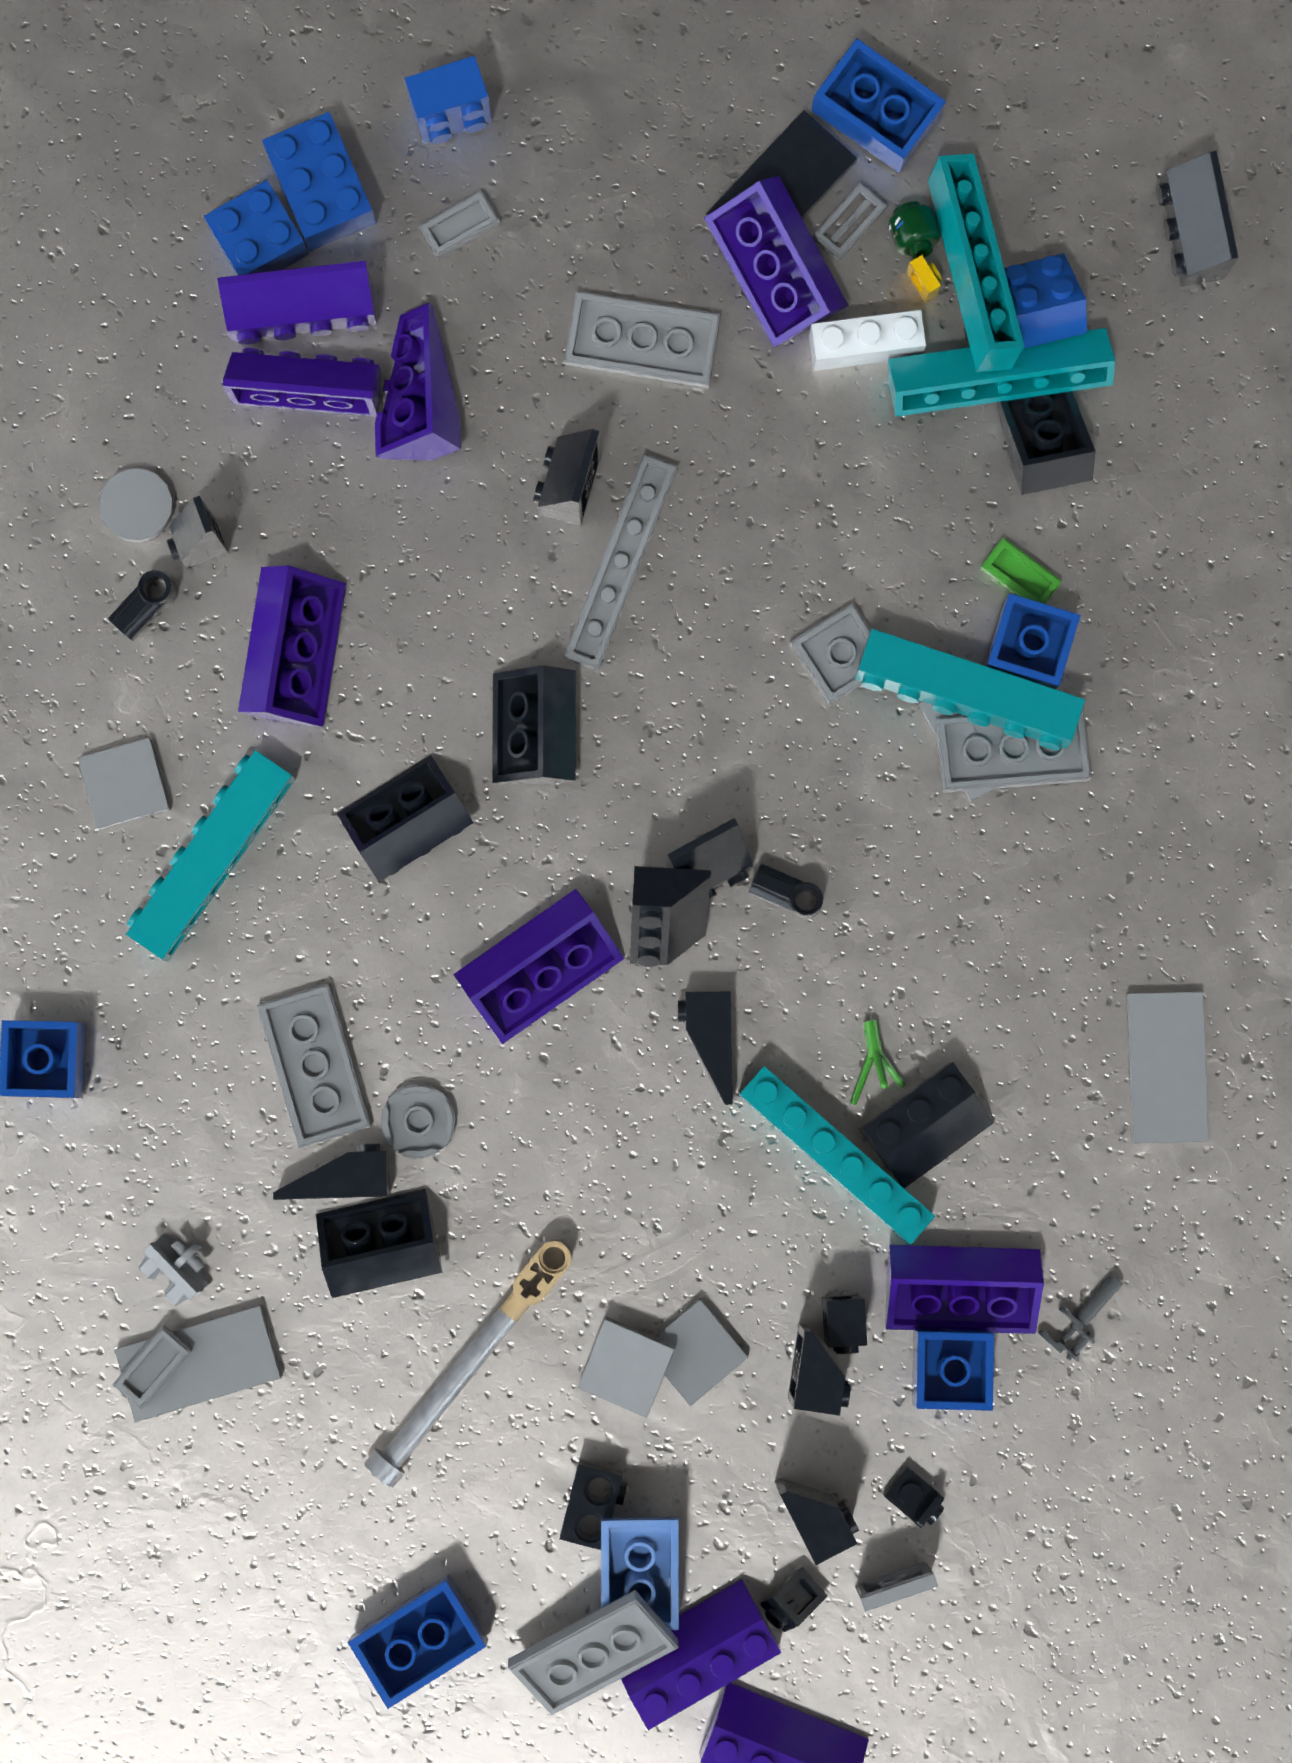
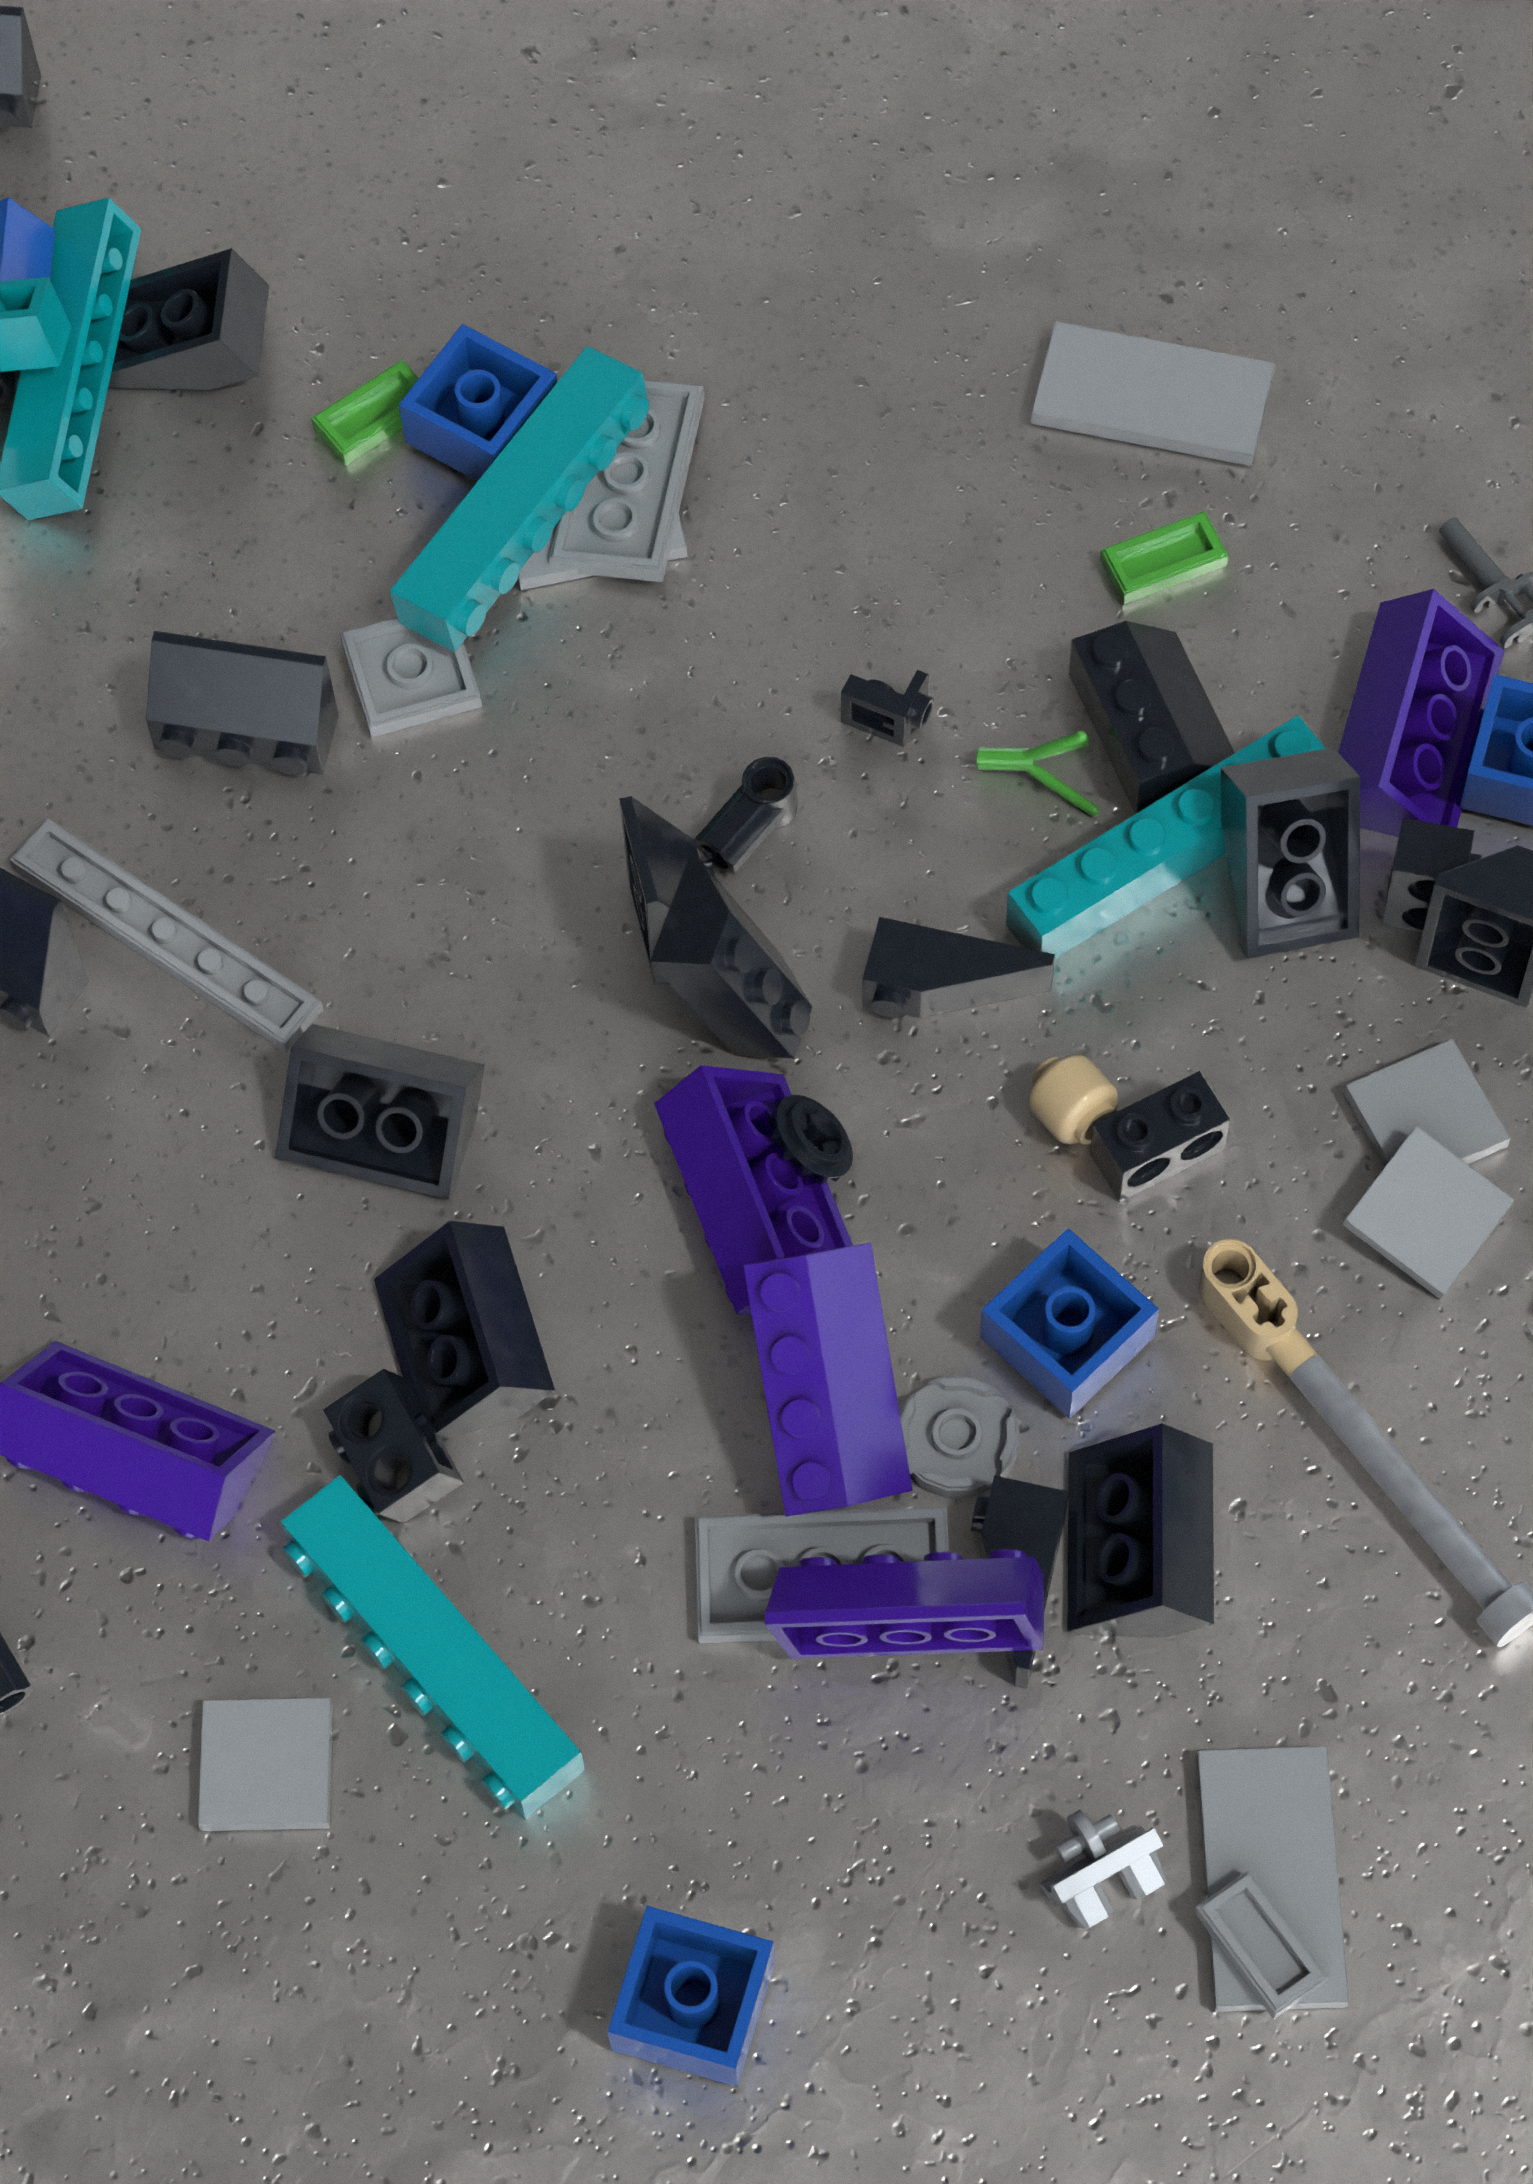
camera: 70 degrees left, 20 degrees down
(286, 1122) = (908, 1606): none -> dark purple slope
(327, 805) = (403, 1437): none -> black brick
(415, 1039) = (828, 1378): none -> dark purple slope
(494, 1170) = (1068, 1323): none -> blue brick
(592, 985) = (806, 1124): none -> black gear
(633, 1195) = (1159, 1136): none -> black brick
(644, 1137) = (1071, 1097): none -> tan head
(774, 560) = (240, 703): none -> black slope
(839, 1233) = (1293, 850): none -> black slope
(884, 951) = (883, 711): none -> black bracket
(1046, 1103) = (1164, 557): none -> bright green tile

